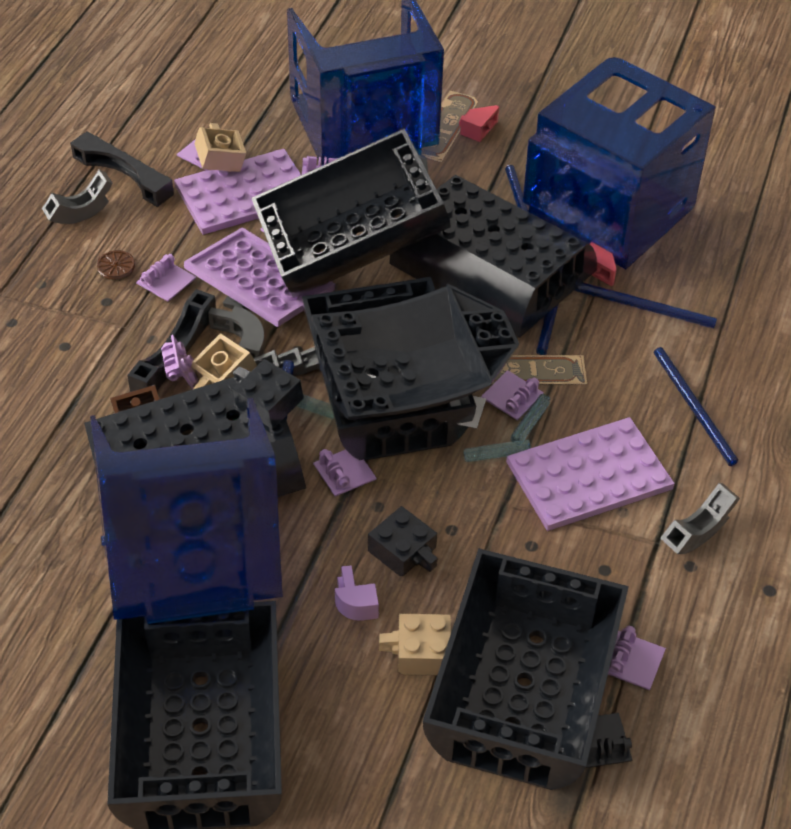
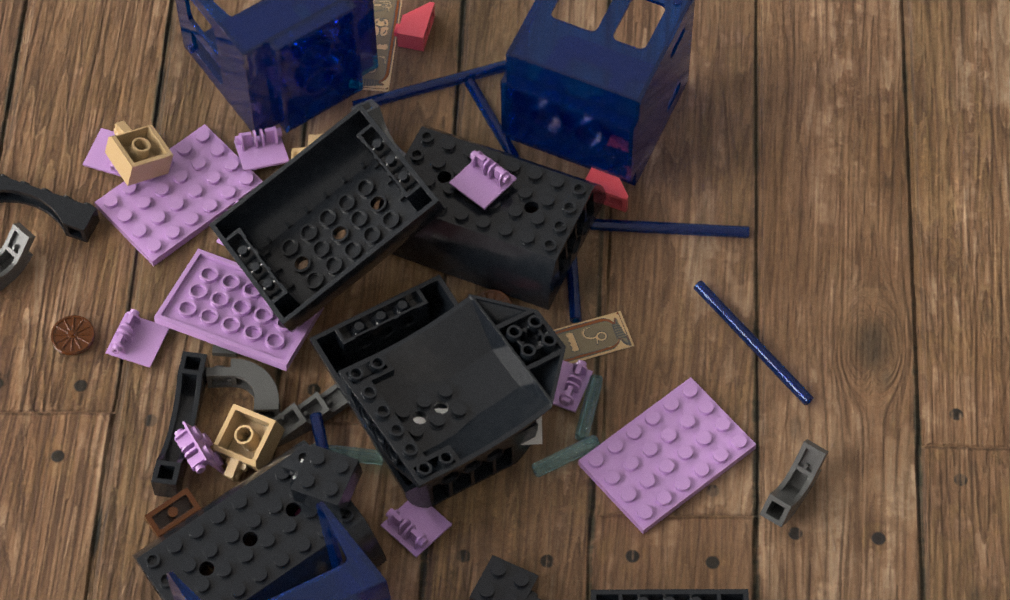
camera: 15 degrees left, 10 degrees up
(475, 163) = (435, 84): none -> clear blue piece
(492, 215) = (482, 180): none -> lavender hinge

